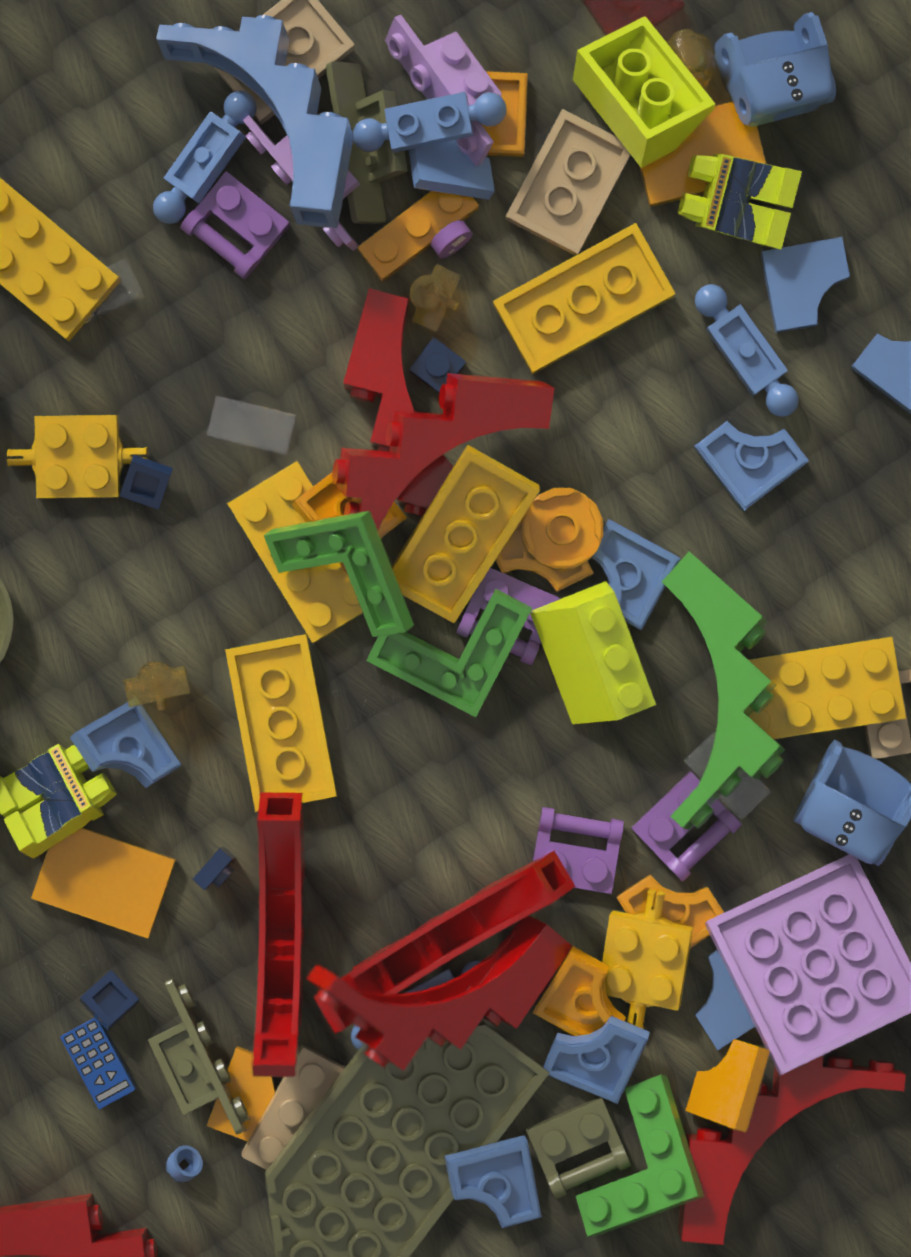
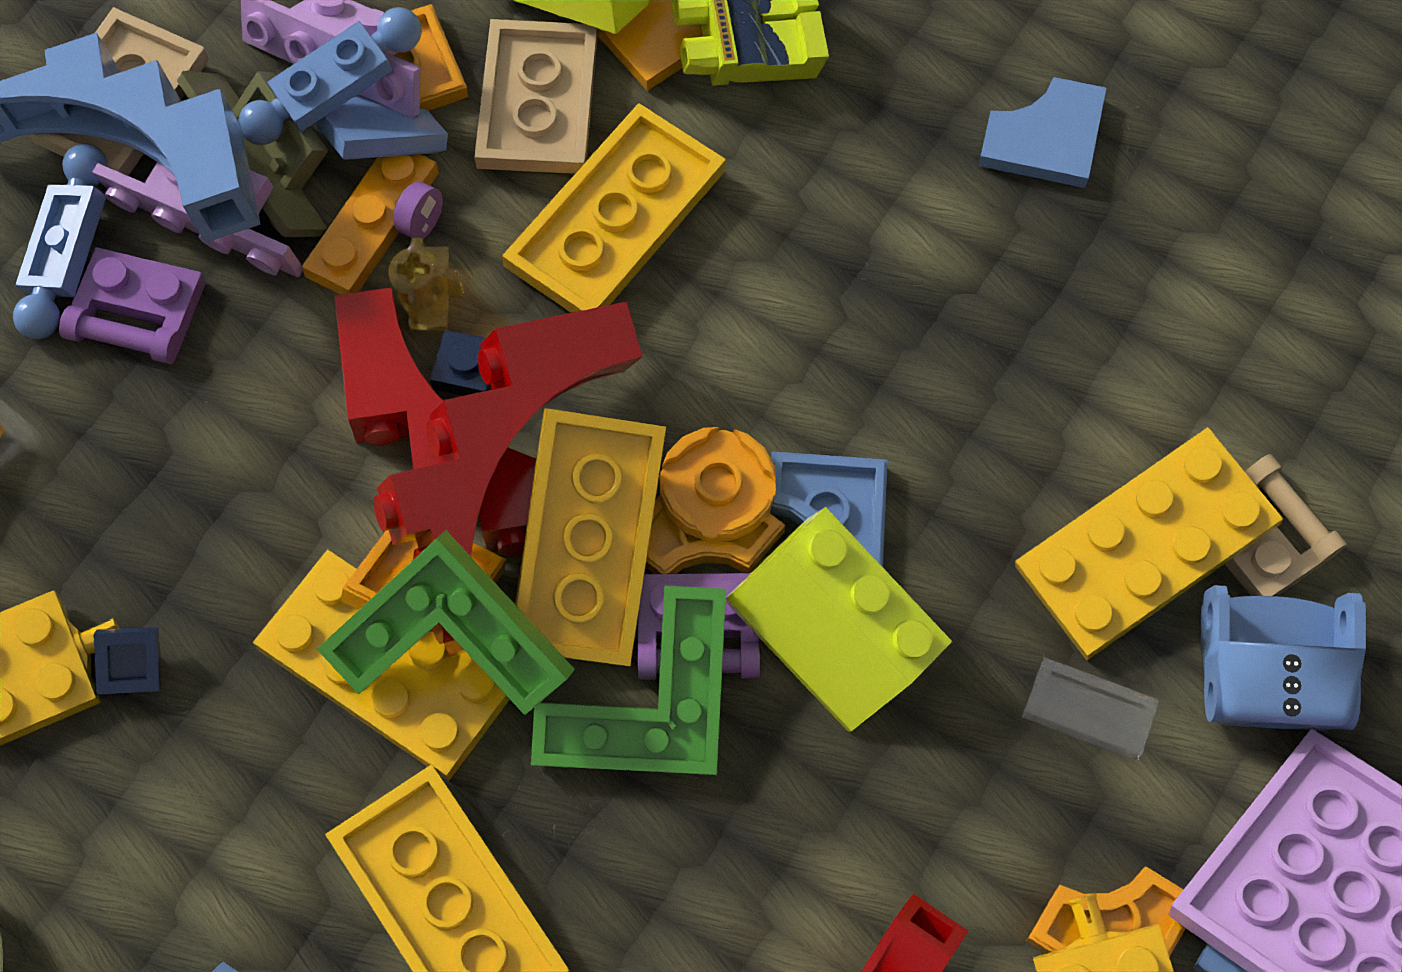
camera: 25 degrees left, 20 degrees down
(156, 683) = (243, 923): clear yellow piece -> none
(251, 425) = (248, 535): clear tile -> none
(586, 866) = (975, 905): medium lavender plate -> none
(662, 832) = (1051, 792): medium lavender plate -> none
(739, 742) = (992, 505): bright green arch -> none
(746, 350) = (845, 190): medium blue plate -> none
(749, 464) = (913, 318): medium blue tile -> none
(799, 278) = (867, 94): medium blue tile -> none

